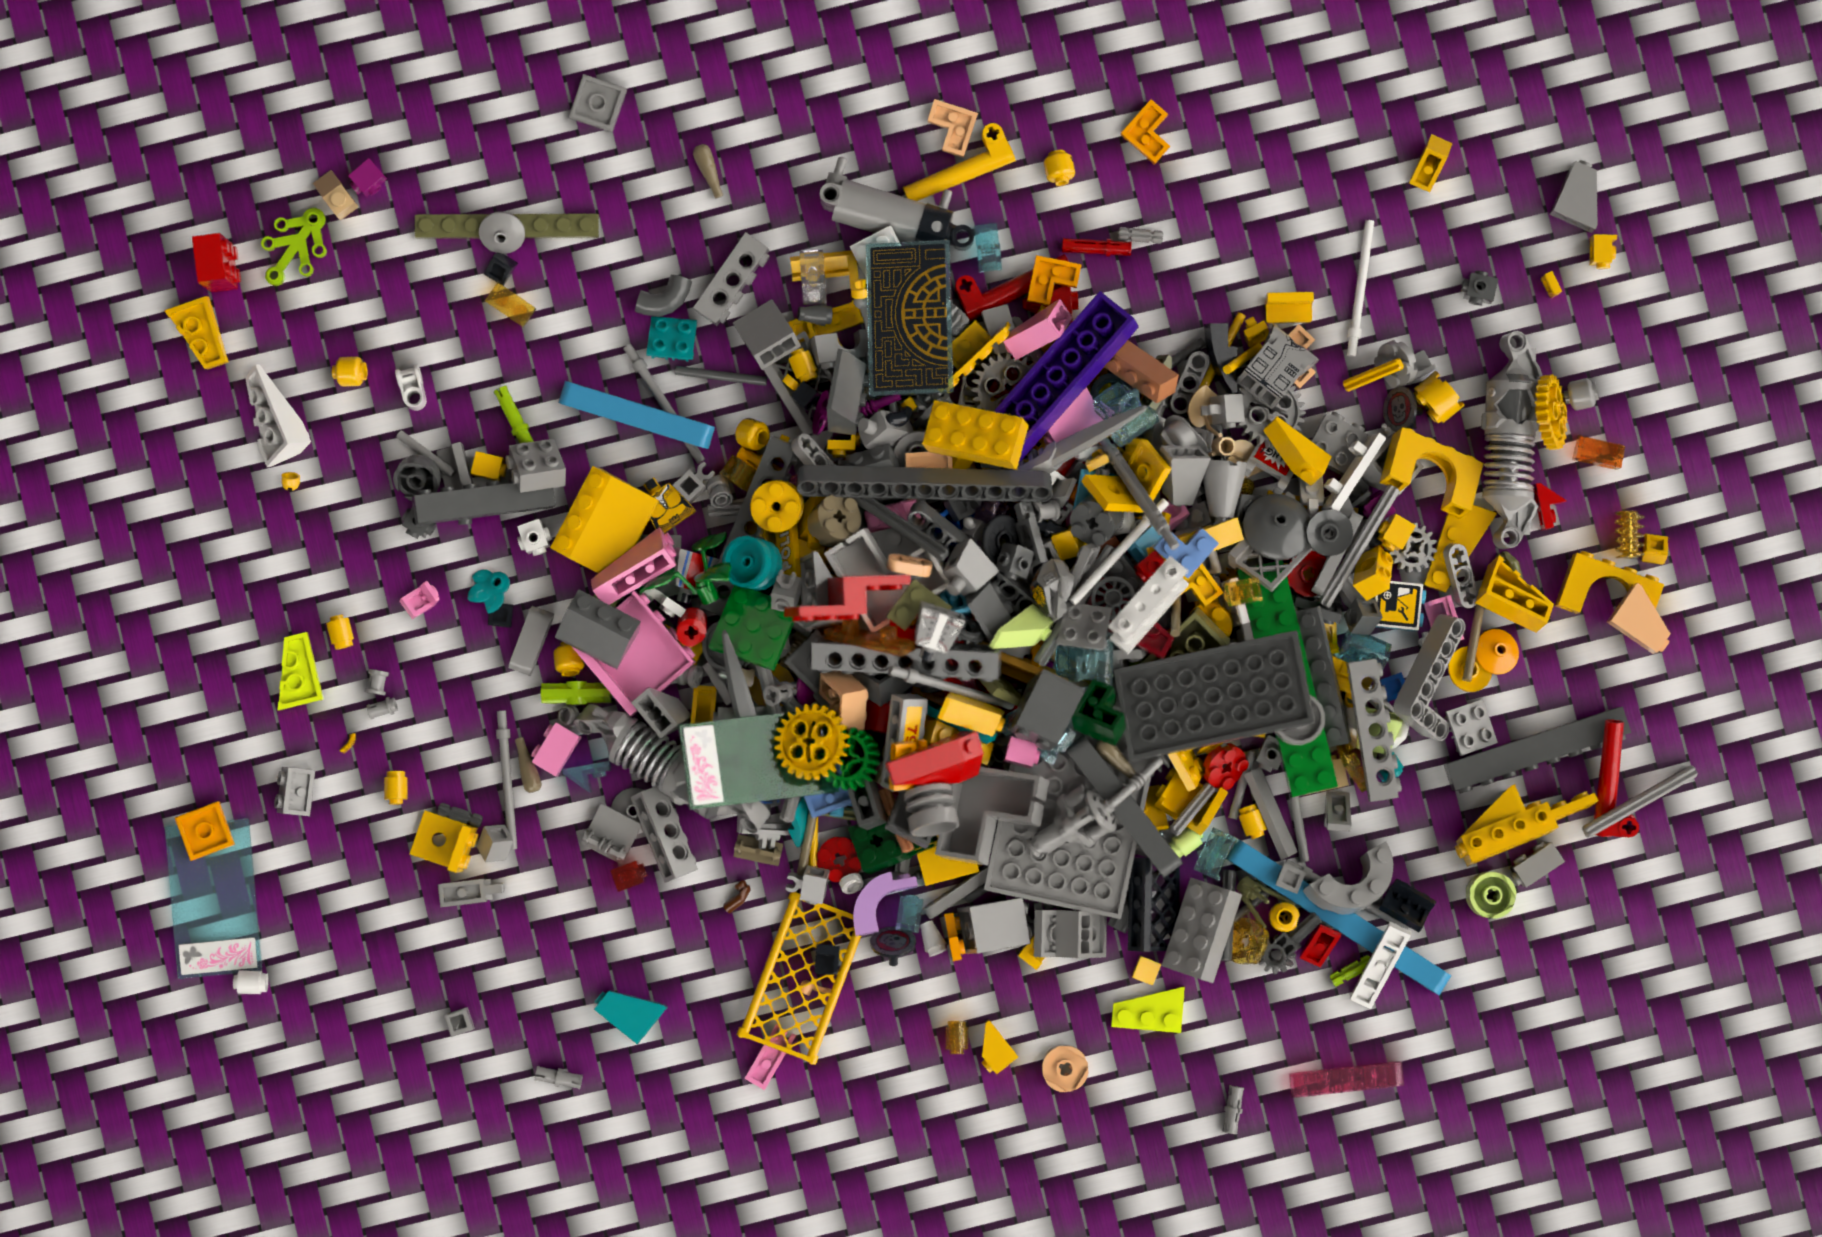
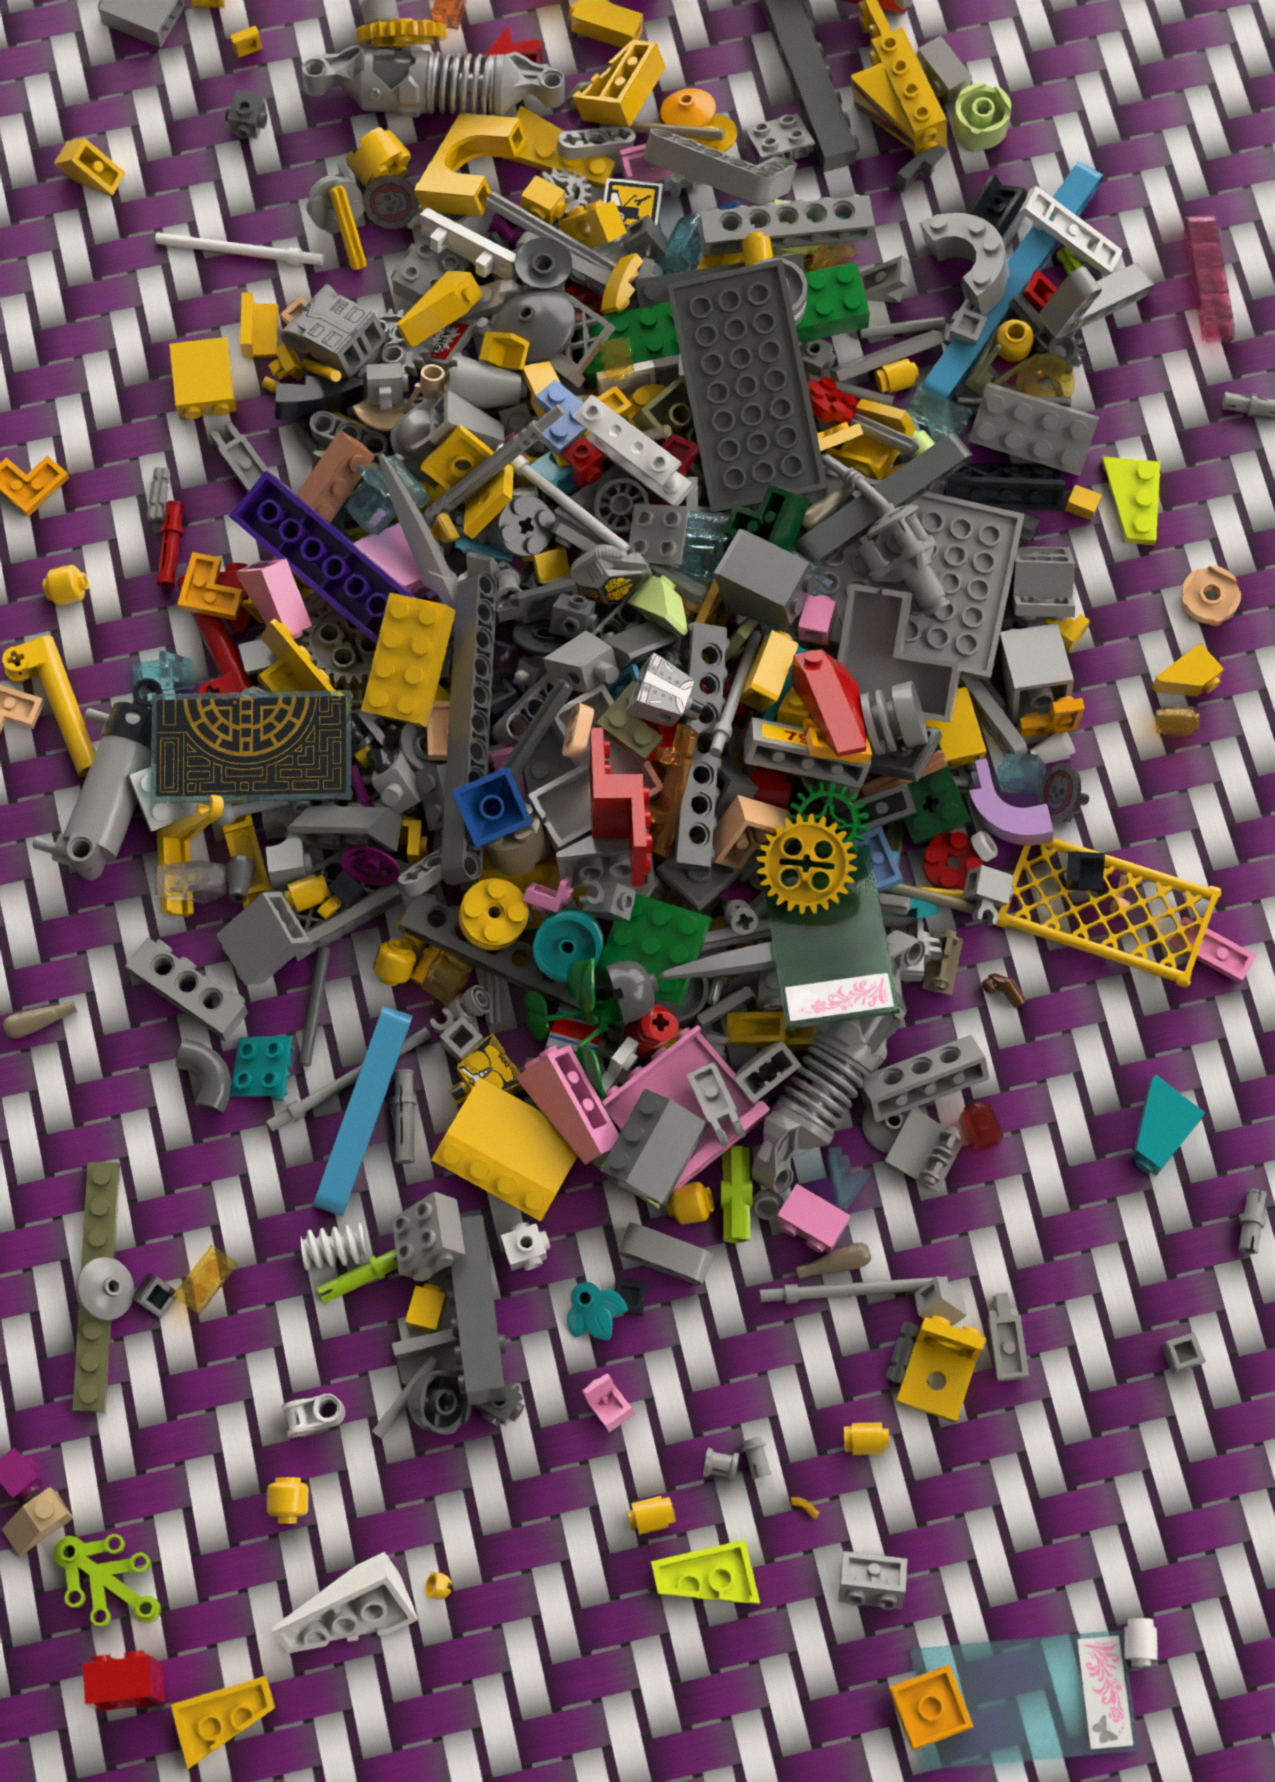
camera: 90 degrees left, 15 degrees down
(533, 397) = (333, 1246): none -> white piece
(635, 445) = (404, 1116): none -> light grey pin
(635, 675) = (715, 1100): none -> light grey hinge
(714, 610) = (632, 989): none -> dark grey cylinder
(788, 547) = (547, 899): none -> bright pink bracket
(851, 501) = (492, 807): none -> blue slope
(1170, 300) = (240, 456): none -> light grey hinge
(1240, 265) = (202, 378): none -> yellow brick
(1249, 502) = (504, 350): none -> yellow panel
(1306, 592) = (618, 286): none -> yellow slope
(1316, 984) = (1084, 300): none -> light grey beam
(1339, 705) = (756, 248): none -> yellow brick
(1448, 849) = (924, 162): none -> dark grey slope

